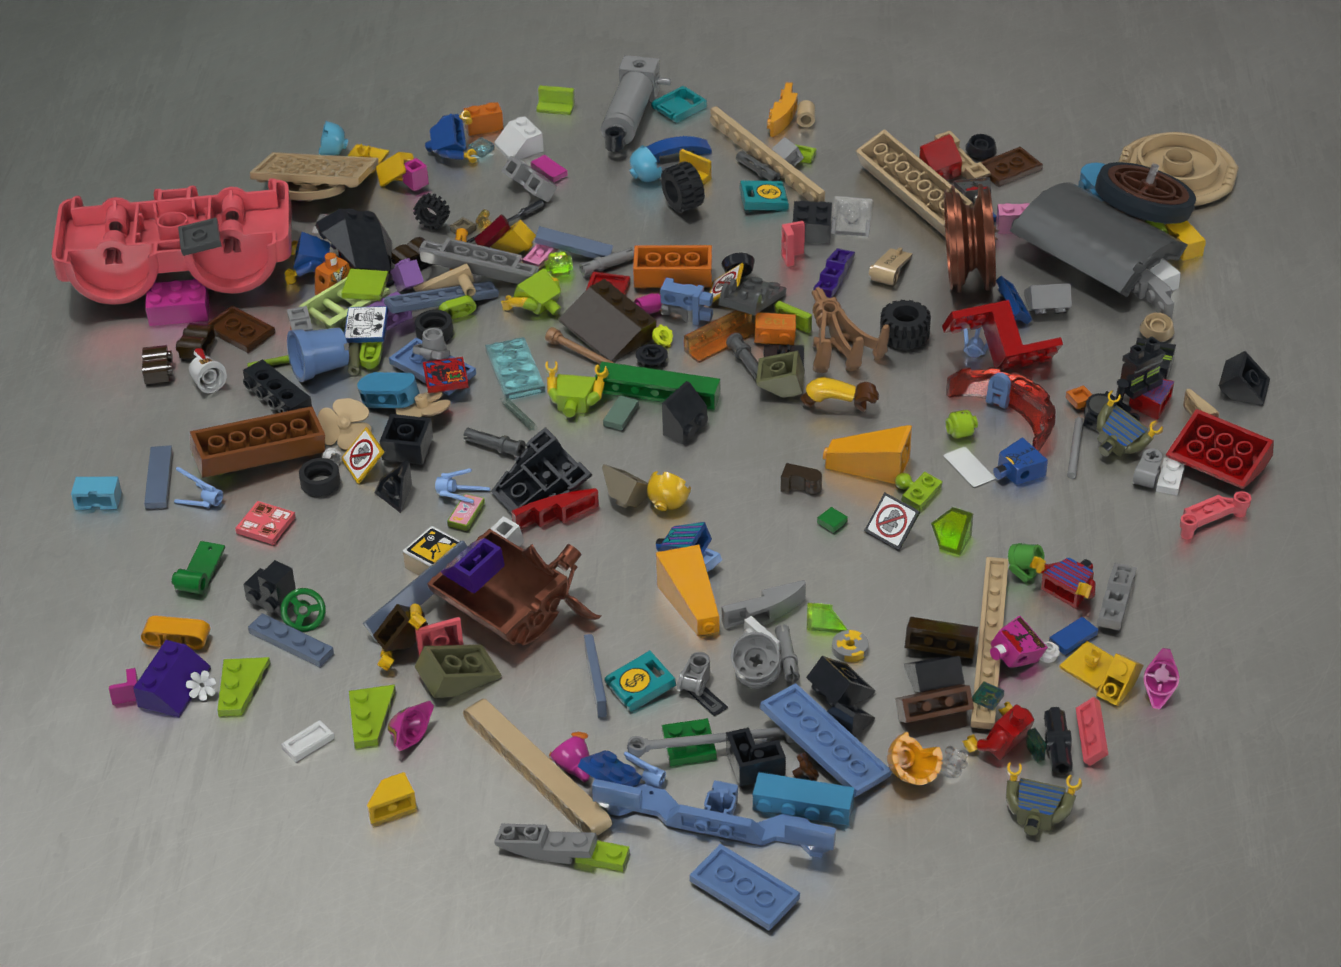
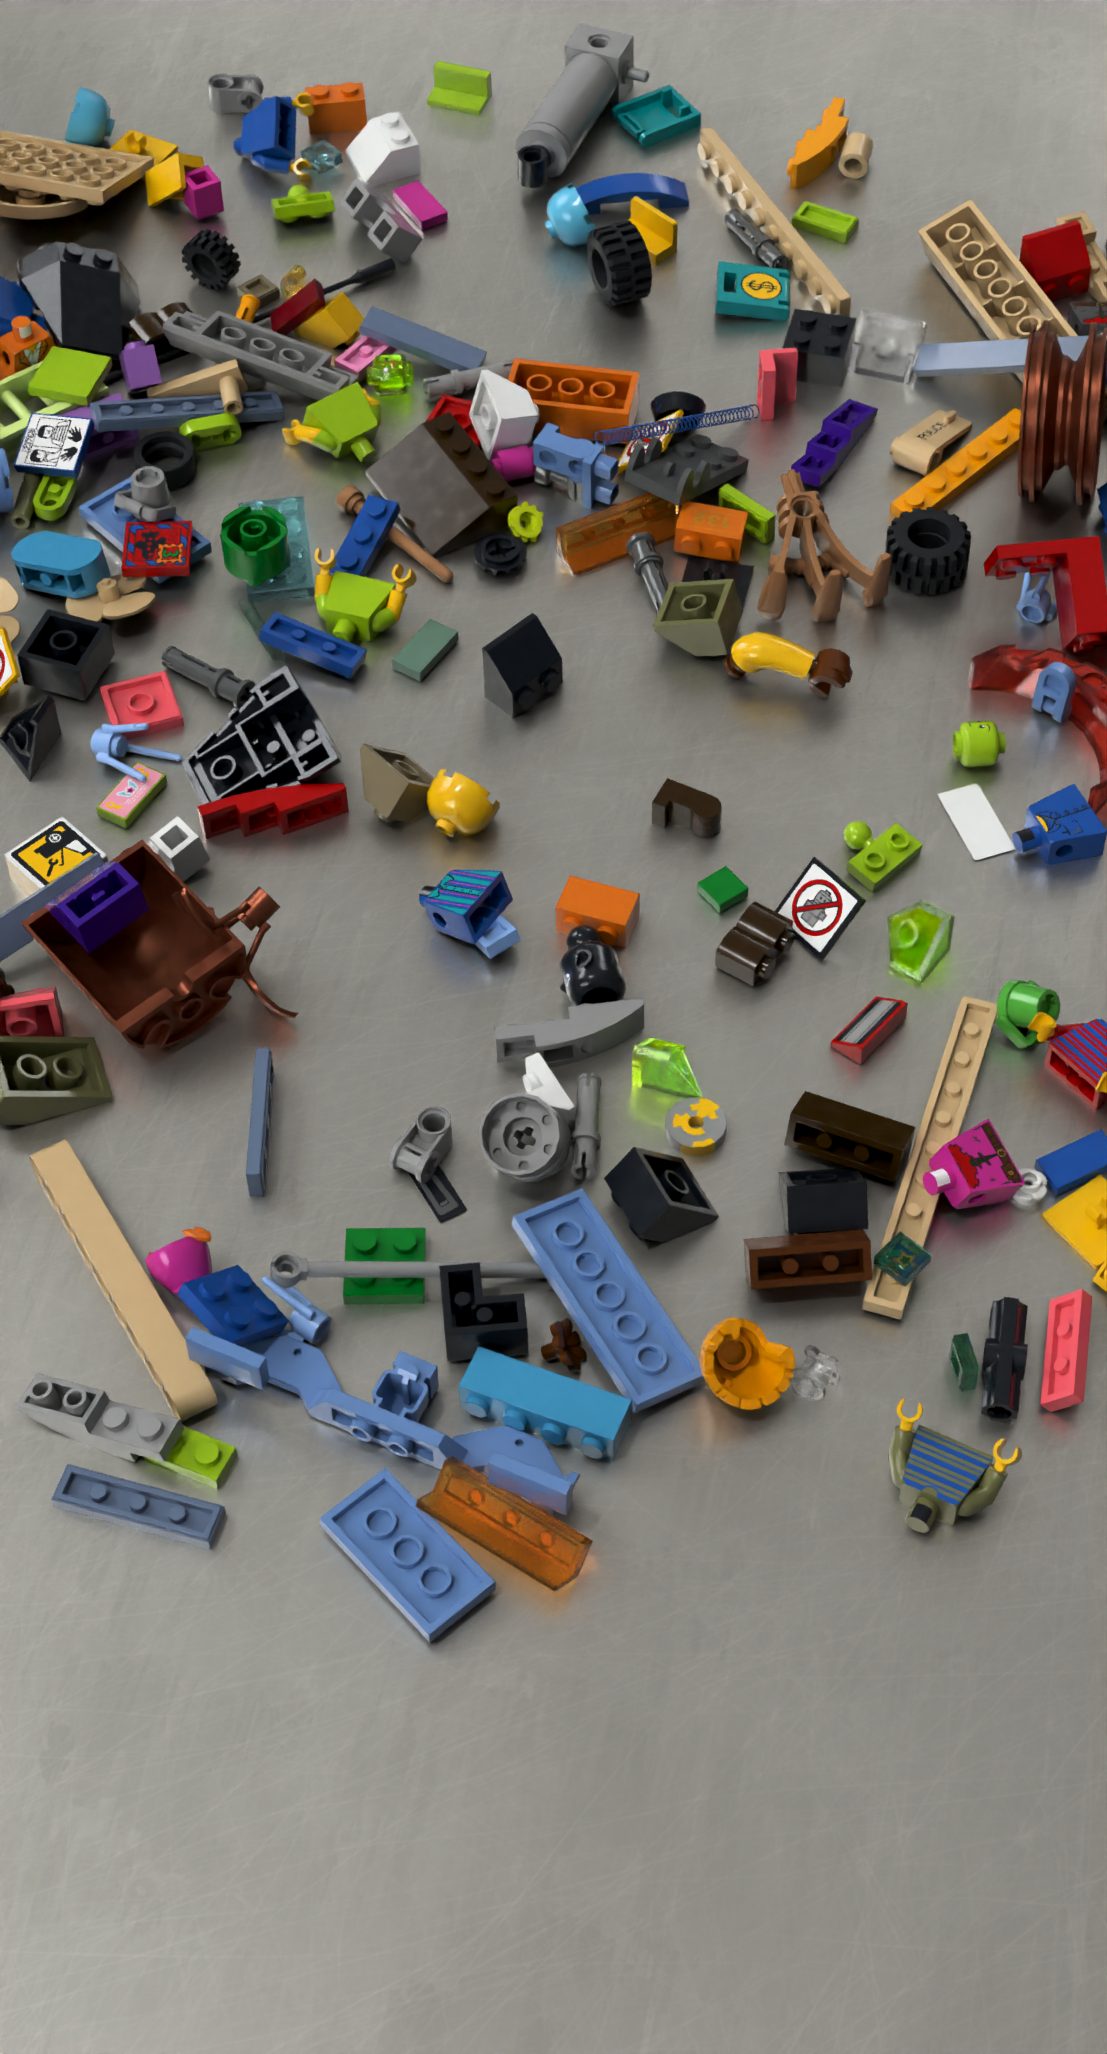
camera: 10 degrees right, 10 degrees up
(416, 116) = (232, 94): none -> light grey piece
(457, 459) = (142, 700): none -> coral tile
(474, 174) = (302, 203): none -> lime plate
(506, 364) = (255, 544): none -> green brick
(554, 417) = (312, 645): none -> blue plate
(570, 352) = (366, 536): none -> blue plate
(579, 886) = (138, 1506): none -> sand blue tile
(635, 276) = (502, 414): none -> white slope
(635, 682) = (326, 1145): teal container -> none
(656, 384) = (495, 607): green brick -> none
(687, 587) = (448, 982): light orange slope -> none
(747, 268) = (673, 424): none -> blue piece
(763, 539) = (601, 906): none -> orange brick
(768, 569) = (591, 969): none -> black piece
(788, 151) = (808, 221): light grey panel -> none
(798, 862) = (506, 1525): none -> clear orange panel
(851, 717) = (664, 1265): black slope -> none
(859, 545) = (754, 944): none -> dark brown brick
(871, 454) = (814, 780): light orange slope -> none
(913, 215) = (984, 356): none -> tile
(915, 276) = (963, 467): none -> light orange plate
(937, 581) = (870, 1028): none -> slope
(1005, 733) = (916, 1333): red torso -> none

